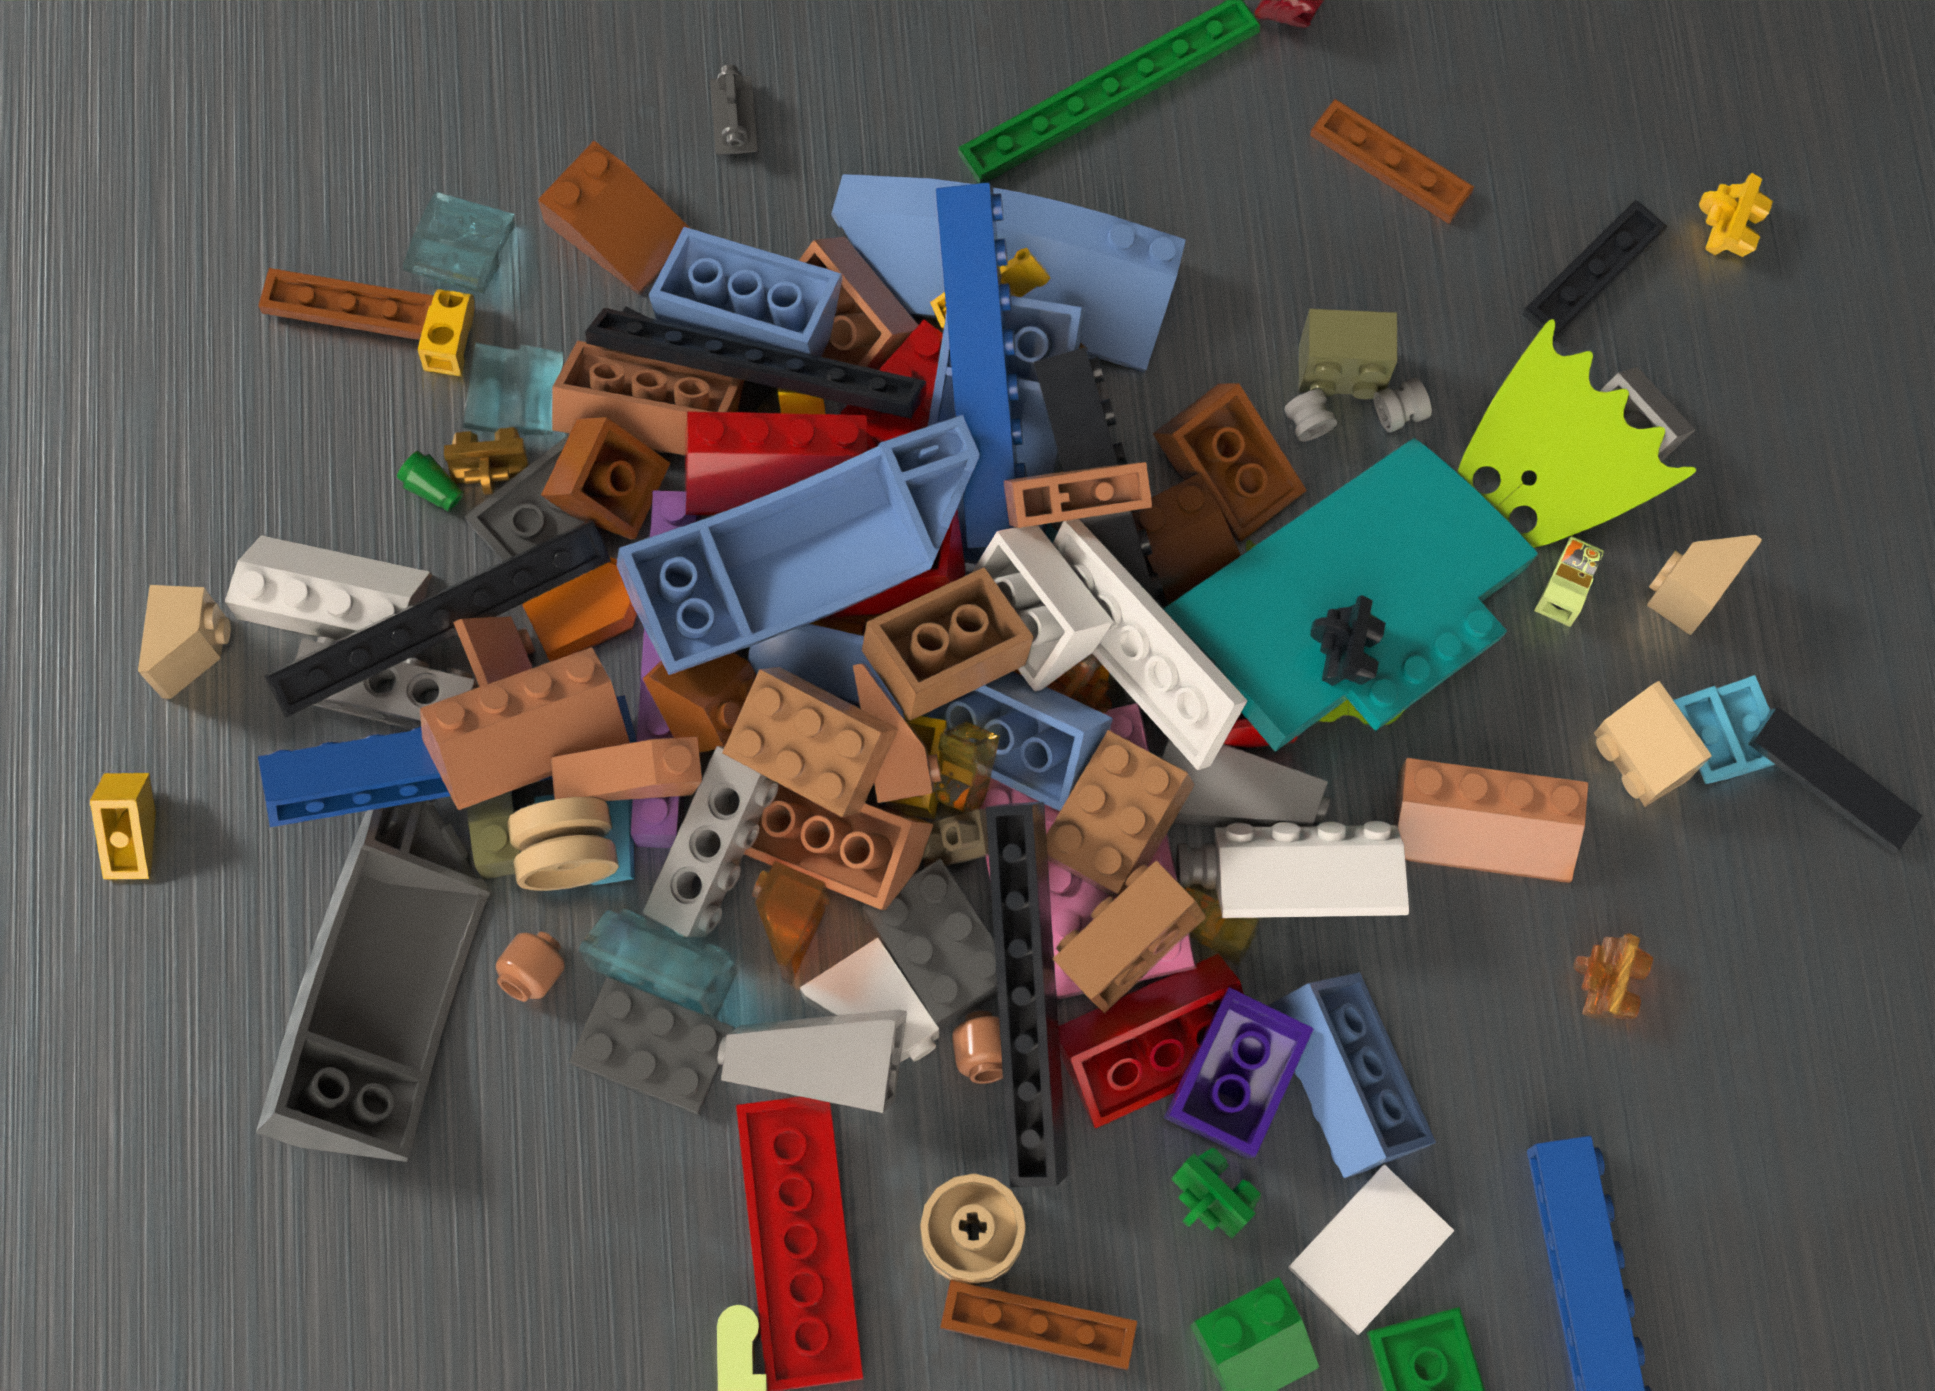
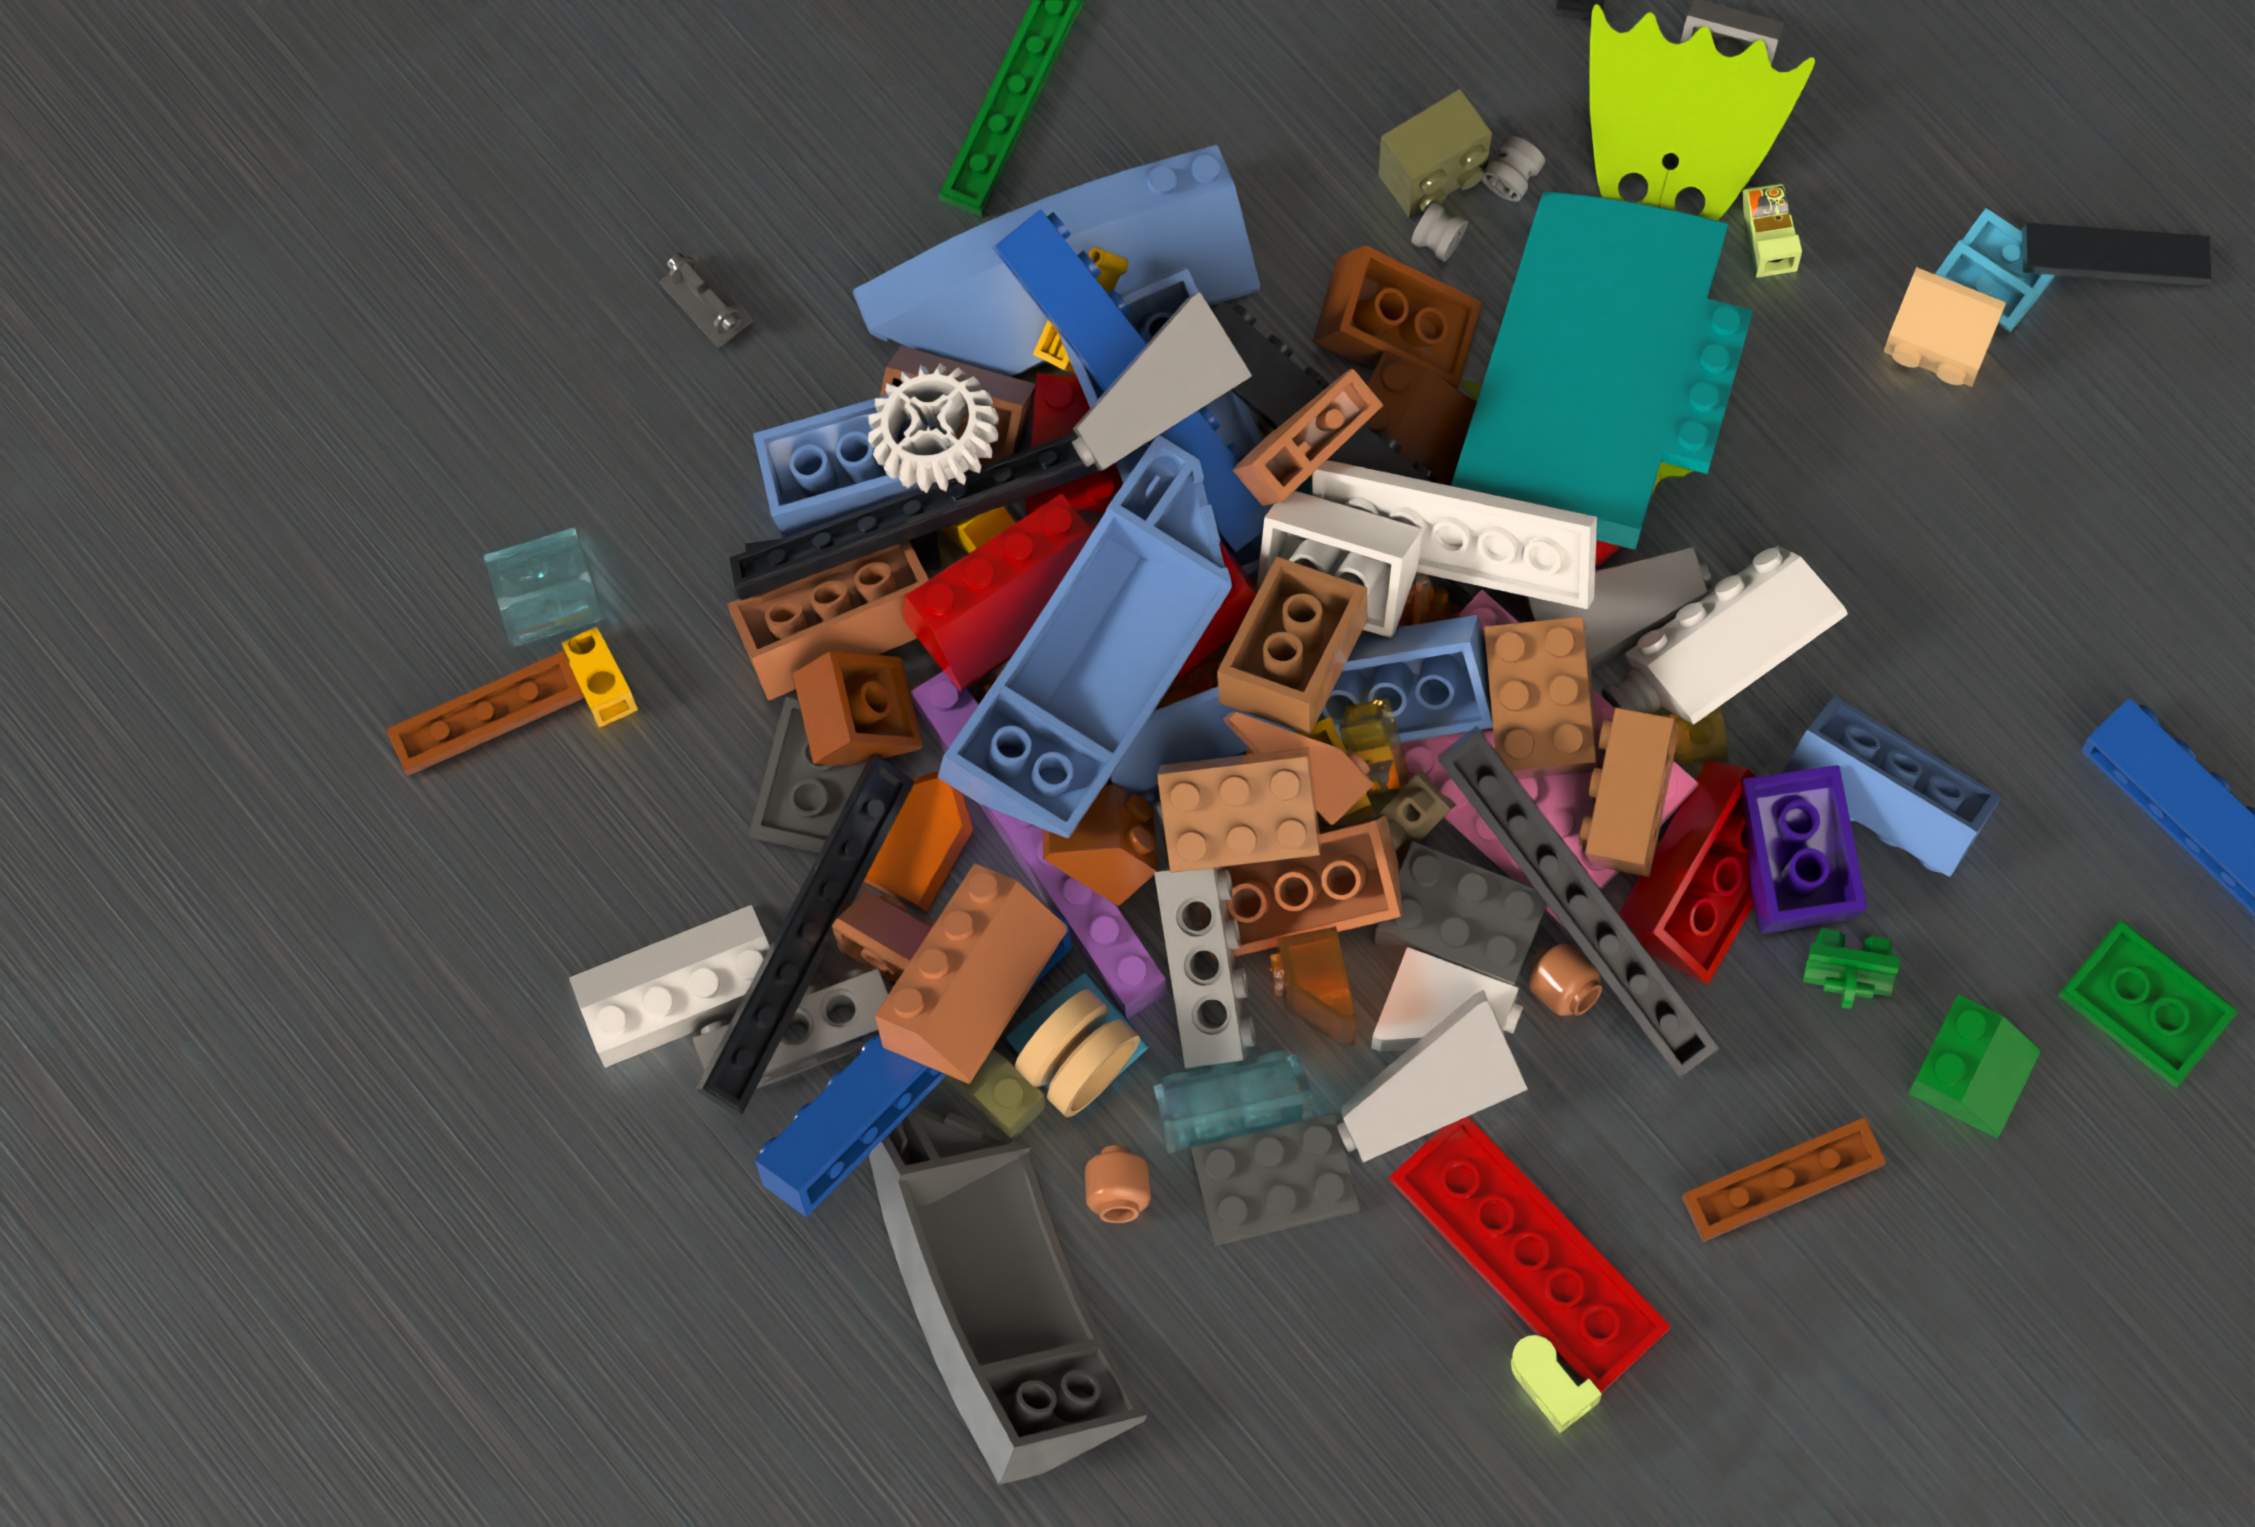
camera: 30 degrees left, 0 degrees up
(124, 824) = (656, 1315): yellow slope -> none
(180, 637) = (580, 1105): tan slope -> none
(429, 481) = (690, 823): green cone -> none
(486, 460) = (730, 769): pearl gold hips -> none
(511, 389) = (698, 689): clear light blue slope -> none
(612, 217) = (674, 469): dark orange slope -> none
(630, 771) = (1092, 947): nougat slope -> none
(779, 305) = (937, 402): none -> white gear
(979, 1202) = (1679, 1110): tan wheel -> none
(994, 378) = (1166, 382): none -> light grey slope
(1343, 641) = (1630, 409): black hips -> none
(1371, 1249) = (2012, 923): white tile -> none
(1490, 819) = (1852, 486): nougat slope -> none
(1608, 975) = (2046, 552): clear orange hips -> none
(1696, 581) = (1884, 156): tan slope -> none

